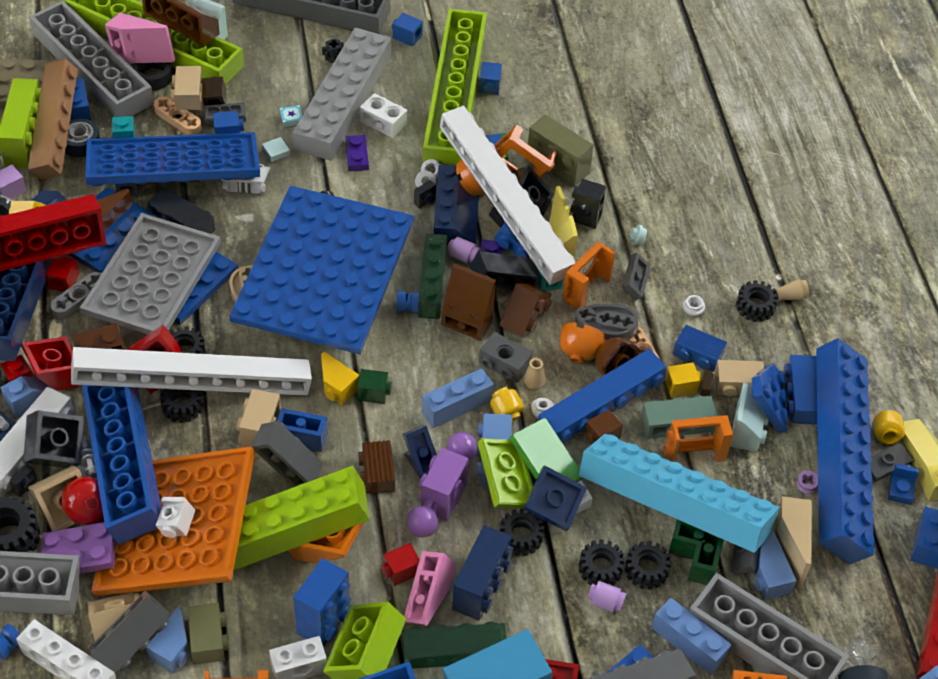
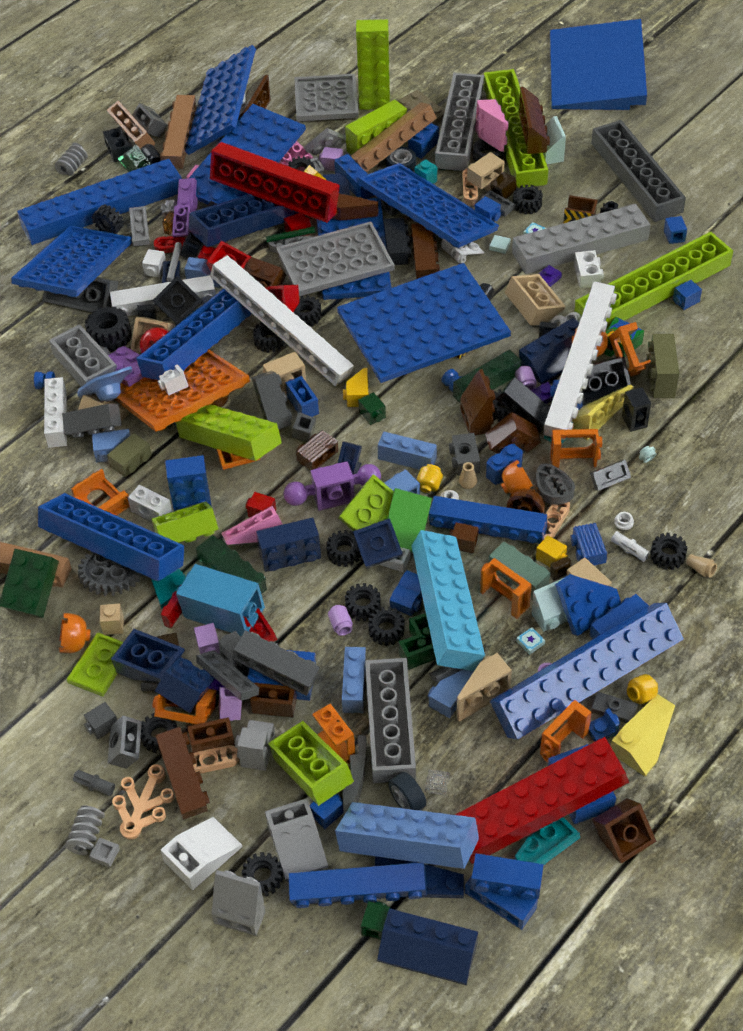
camera: 55 degrees right, 0 degrees up
(67, 182) = (352, 171): none -> blue brick
(70, 285) = (281, 236): none -> dark green bar
(103, 583) = (105, 386): none -> medium blue hat
(226, 208) = (424, 251): none -> reddish brown brick
(244, 83) = (531, 205): none -> black tyre
(311, 68) = (579, 208): none -> reddish brown piece
(341, 454) = (303, 427): none -> dark grey brick
(378, 175) = (534, 298): none -> tan slope
(548, 338) = (498, 462): none -> blue brick
(627, 520) = (407, 594): none -> blue brick
(726, 322) = (630, 546): none -> white pin
(762, 468) = (530, 641): none -> light aqua tile
(889, 499) = (578, 722): none -> orange panel

